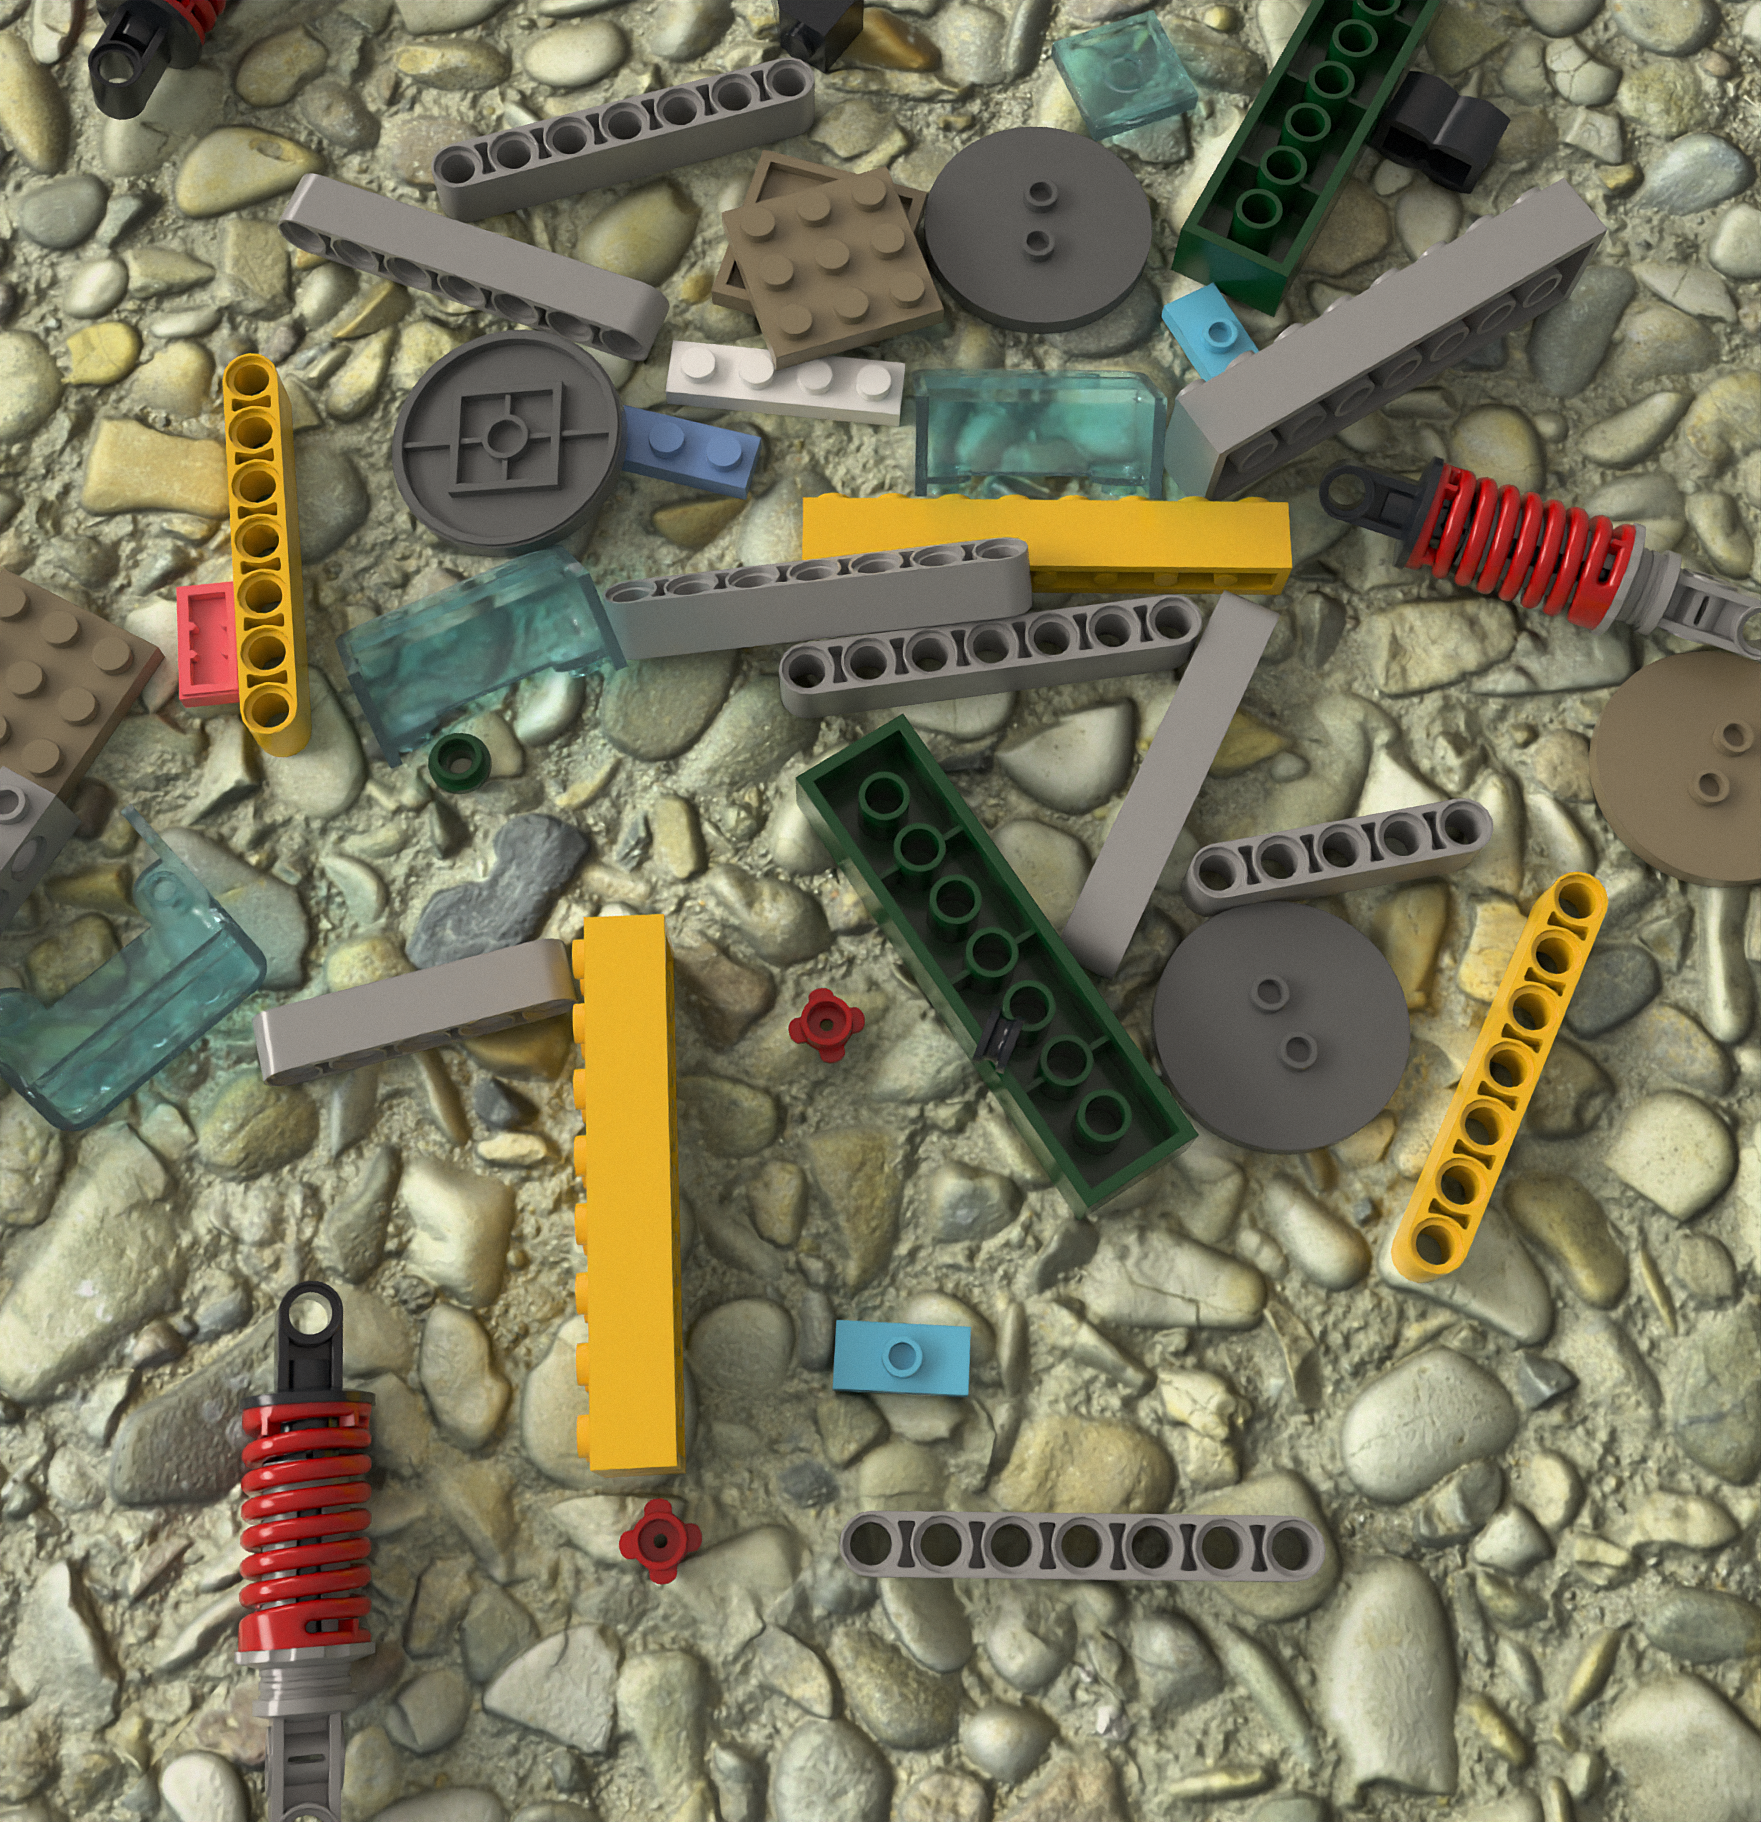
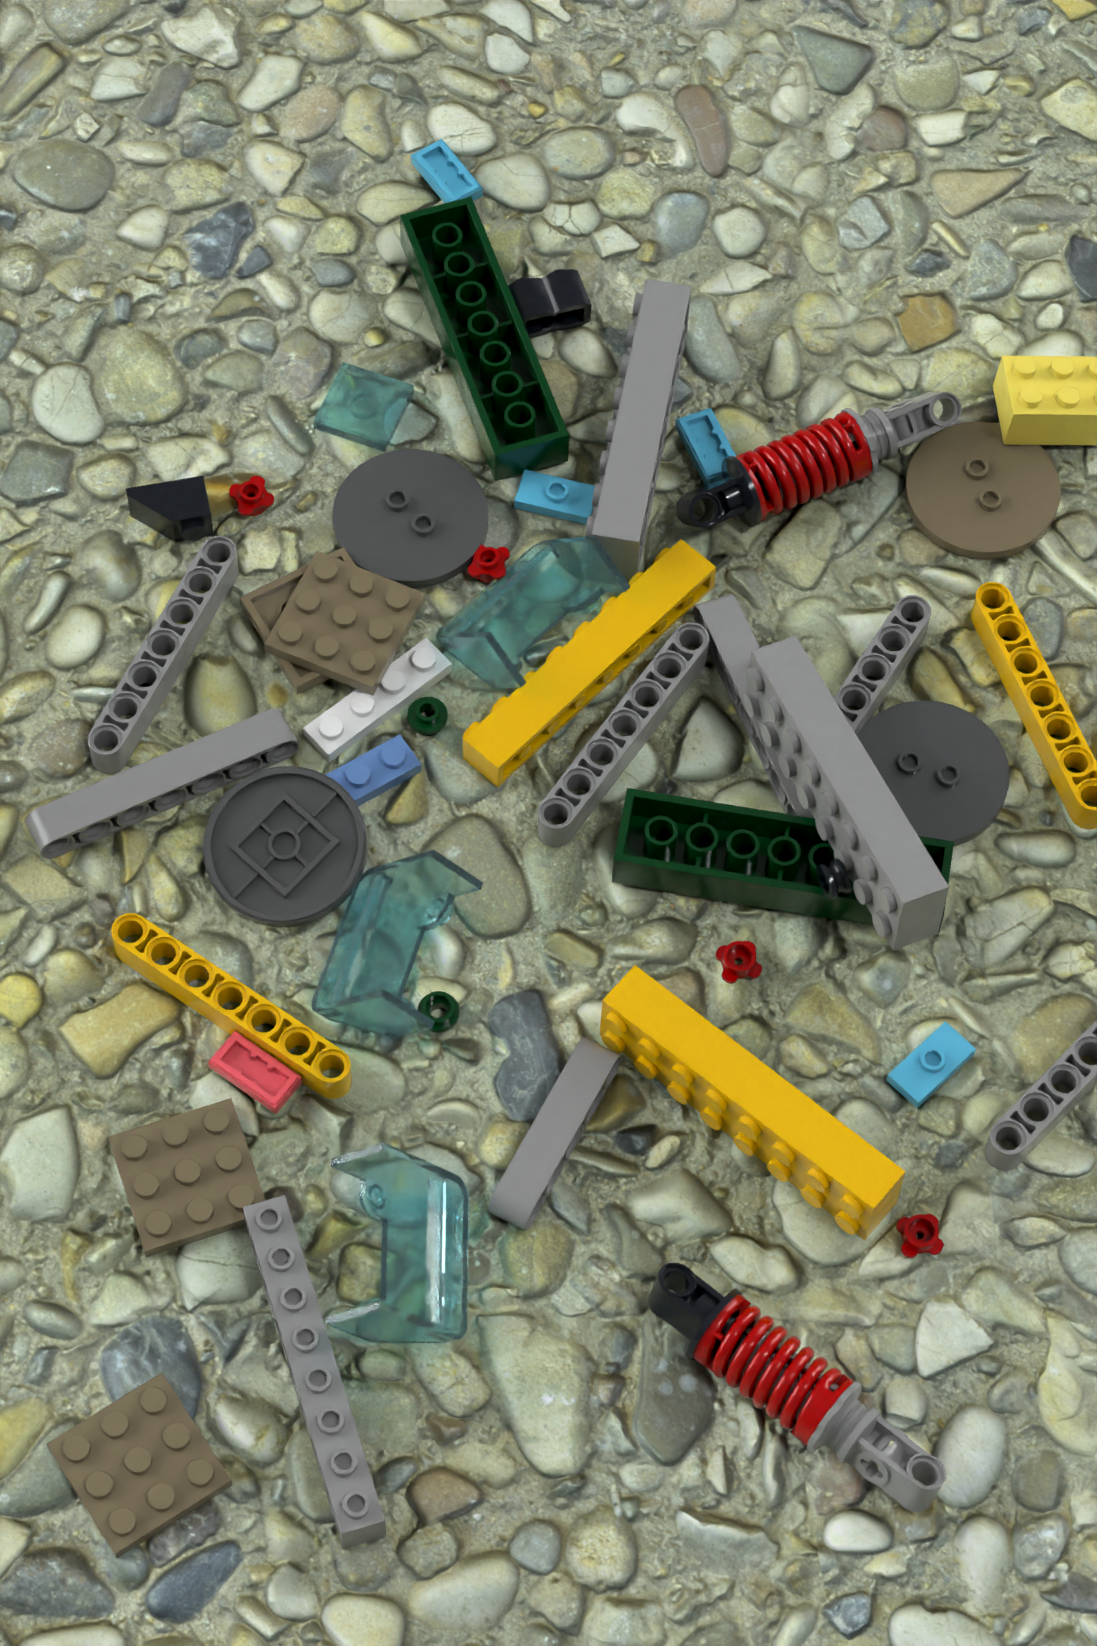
camera: 45 degrees left, 10 degrees down
(813, 460) = (427, 725): none -> dark green plate
(820, 598) = (530, 768): light grey beam -> none
(900, 64) = (251, 505): none -> red plate
(1061, 347) = (492, 570): none -> red plate
(1110, 957) = (845, 794): none -> light grey brick
(1446, 426) = (704, 443): none -> medium azure plate

